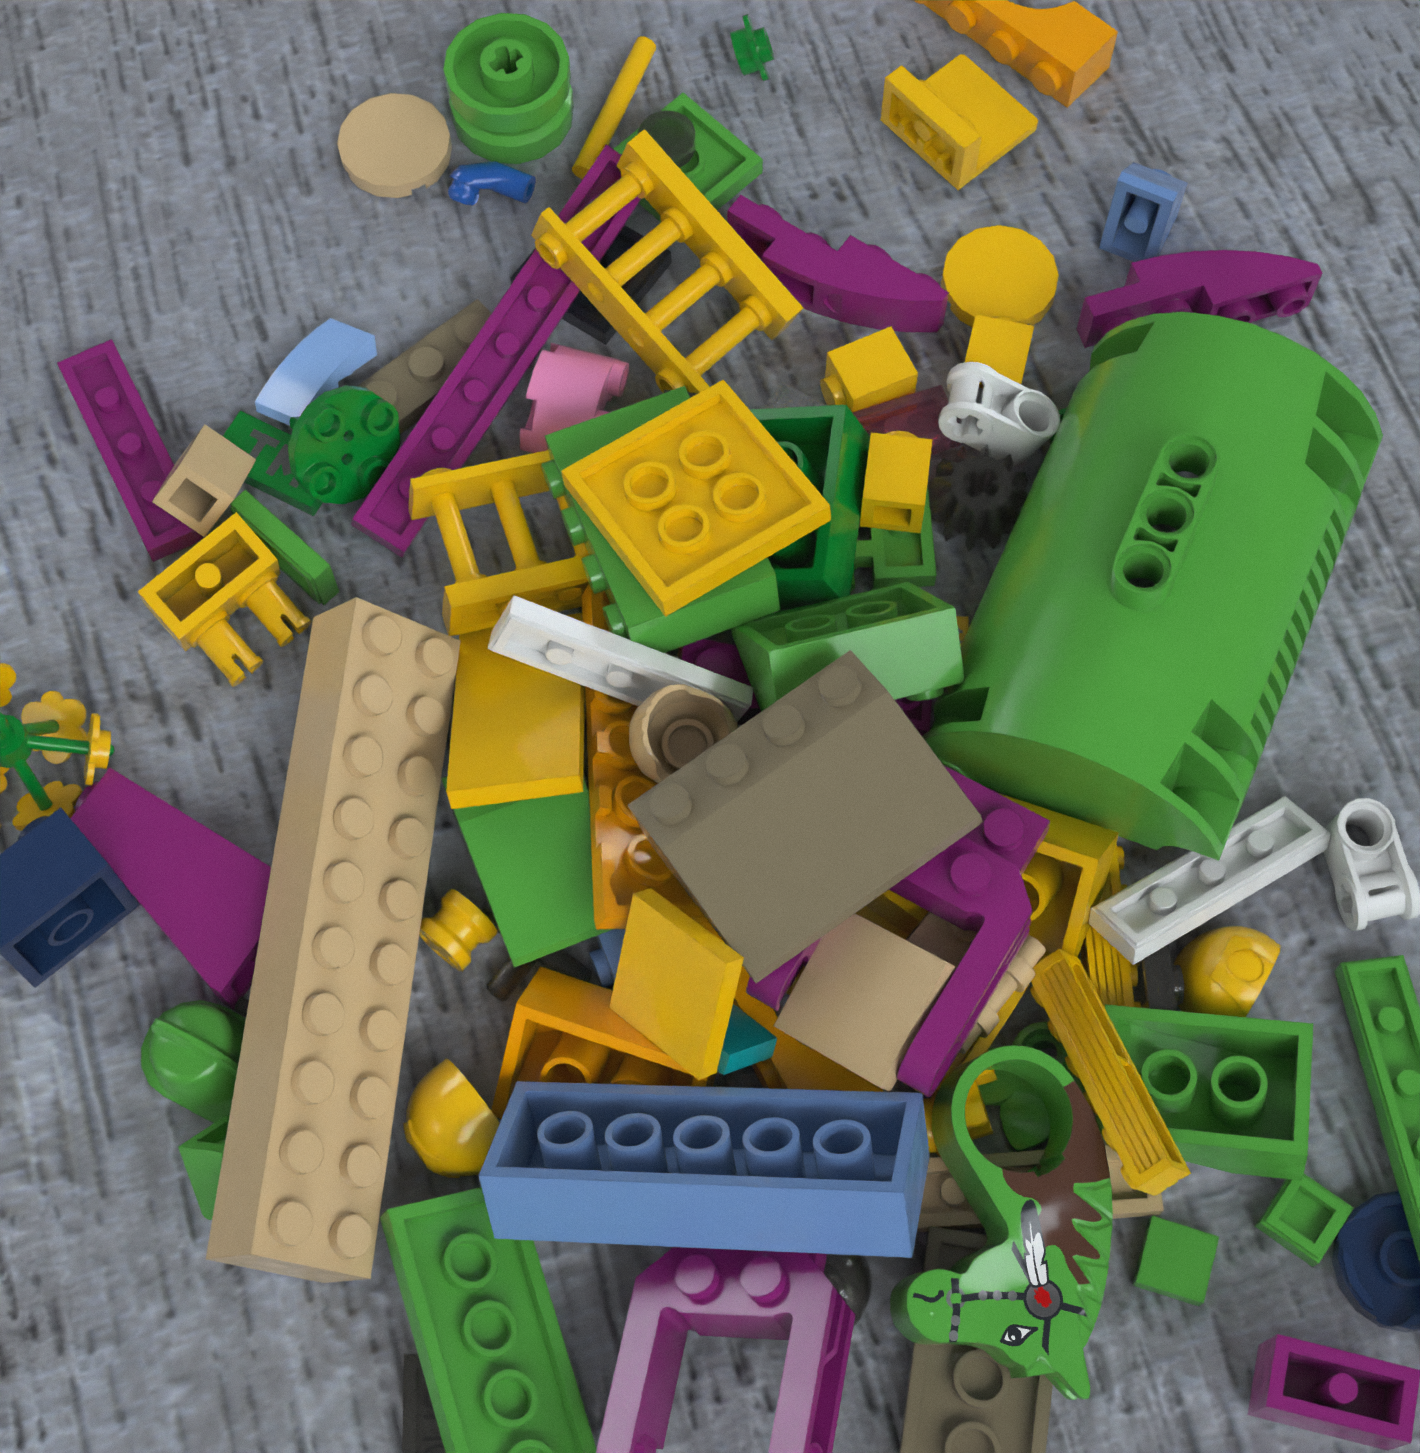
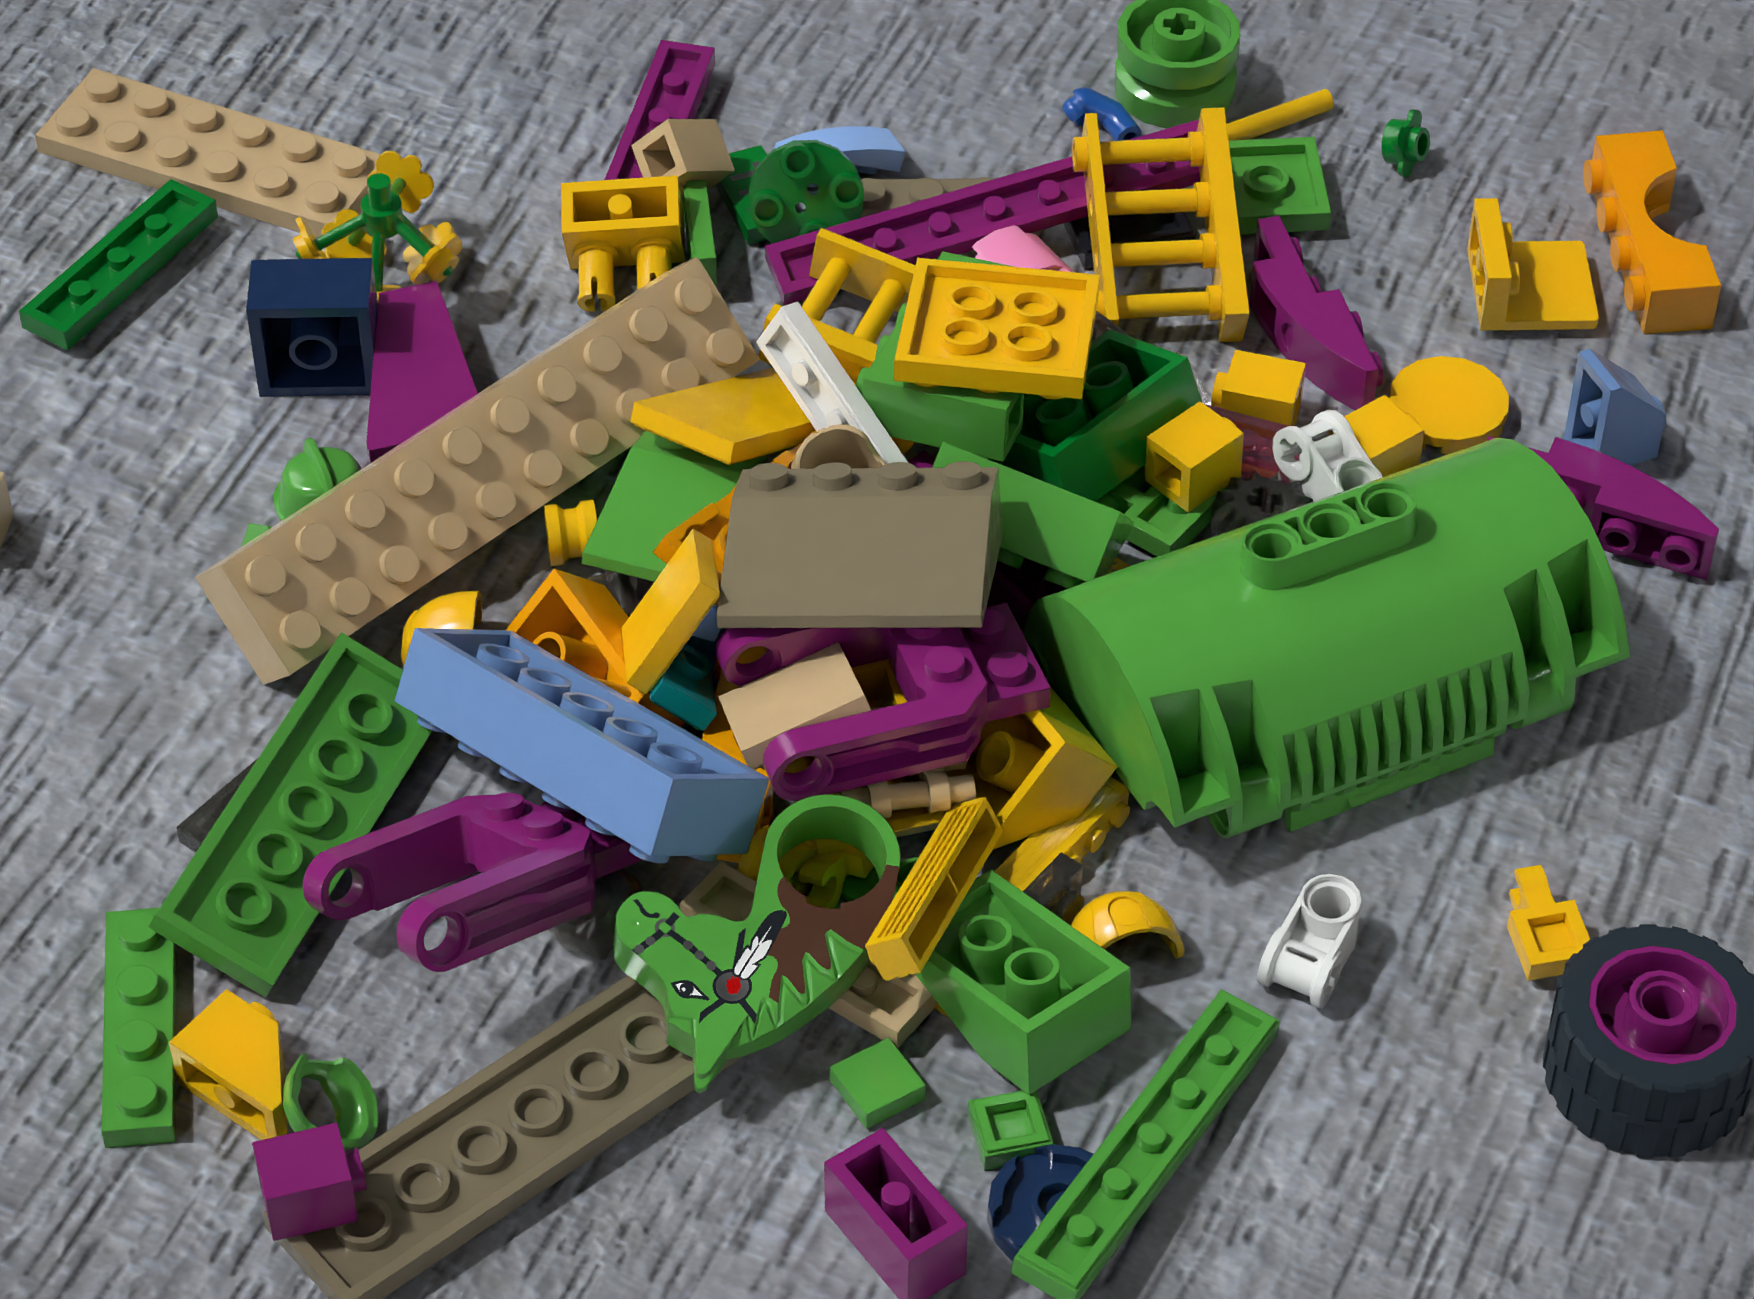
camera: 40 degrees right, 20 degrees down
(394, 145) = (1056, 53): tan tile -> none
(673, 134) = (1263, 155): clear smoke tile -> none
(1199, 887) = (1168, 856): white tile -> none

